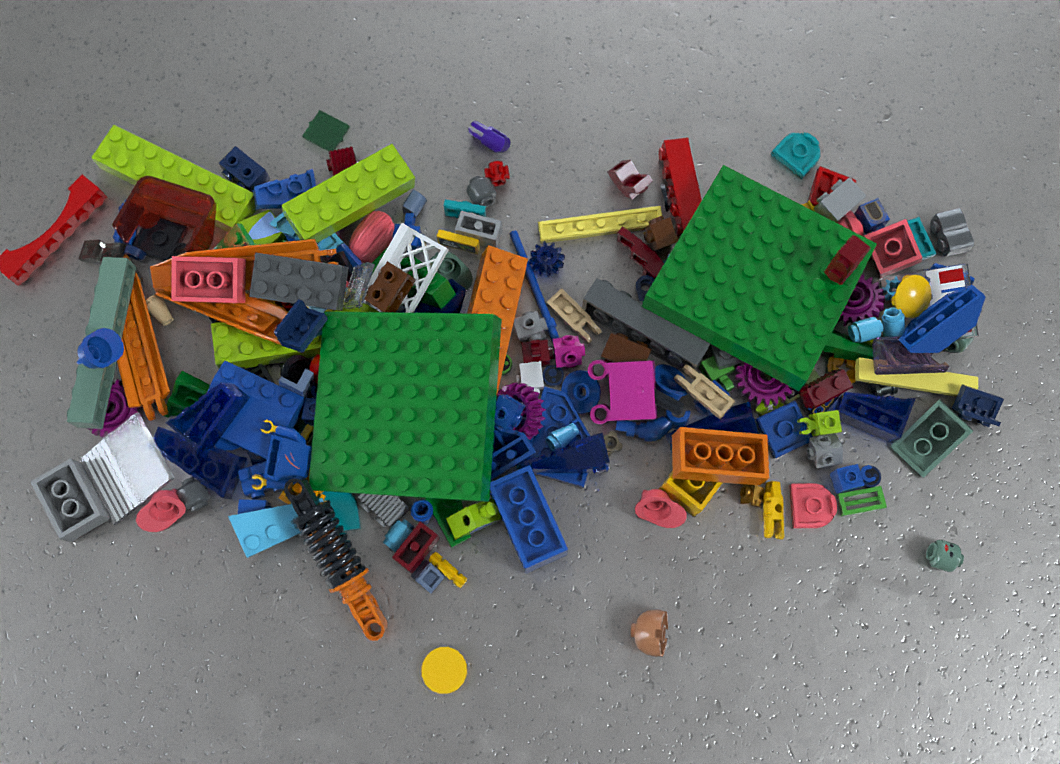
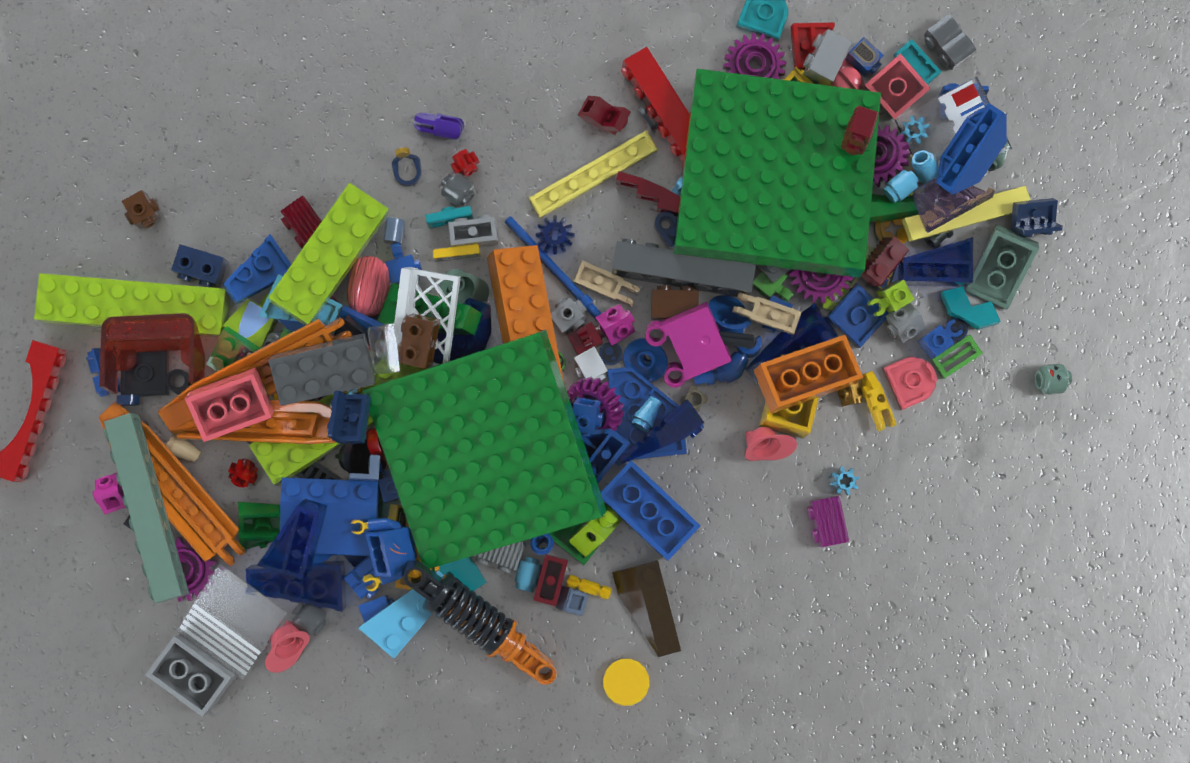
camera: 30 degrees left, 10 degrees up
(77, 320) = (108, 494): none -> dark pink brick
(95, 250) = (92, 413): clear smoke slope -> none
(100, 349) = (154, 519): blue piece -> none
(197, 348) = (243, 473): none -> red gear
(219, 109) = (141, 210): none -> reddish brown brick
(326, 131) = (263, 186): clear green piece -> none
(448, 144) = (400, 154): none -> dark blue piece
(494, 600) = (647, 601): none -> dark brown wedge
(651, 632) = (806, 567): nougat cylinder -> none
(660, 233) = (660, 164): reddish brown brick -> none
(687, 600) = (828, 521): none -> magenta brick
(721, 565) = (838, 477): none -> medium azure gear
(780, 178) = (757, 51): none -> magenta gear
(894, 472) = (959, 307): none -> teal tile
(912, 295) = (934, 131): yellow dish -> none

